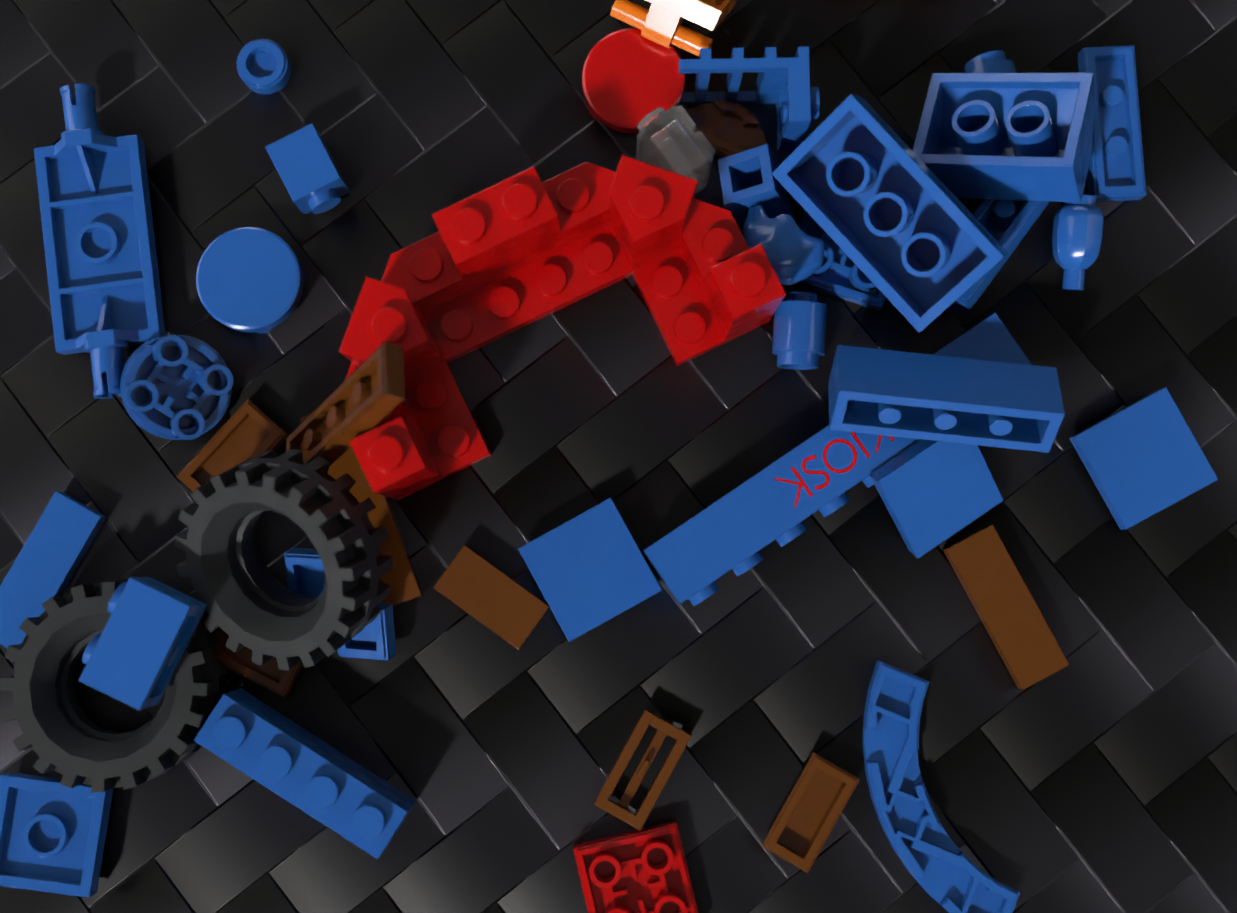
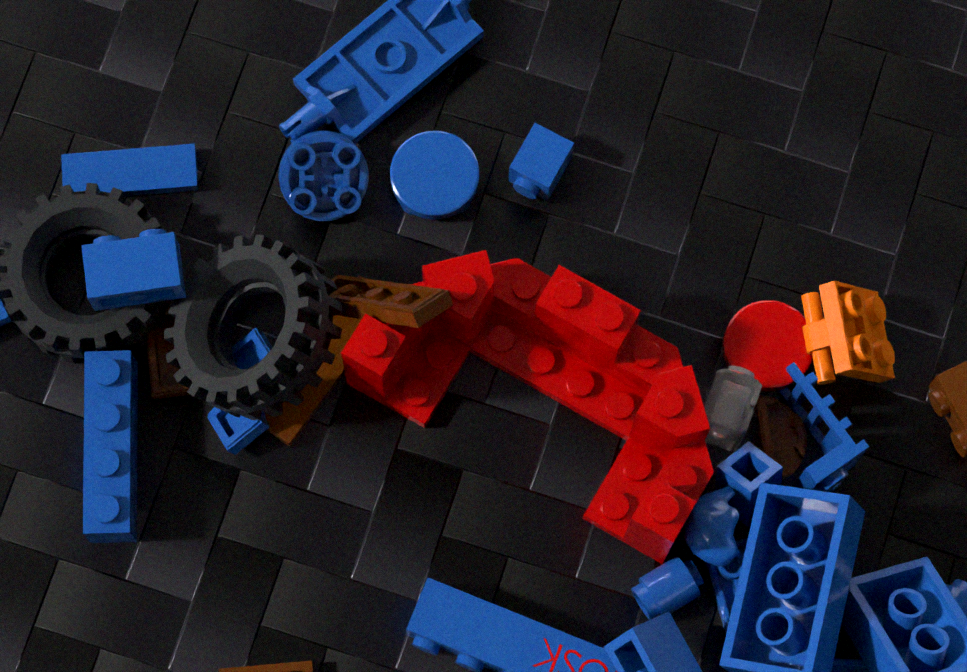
camera: 55 degrees right, 10 degrees down
(239, 439) = (318, 243): reddish brown tile -> none
(264, 66) = (594, 82): blue tile -> none
(491, 597) = (321, 496): reddish brown tile -> none
(589, 569) = (388, 551): blue tile -> none

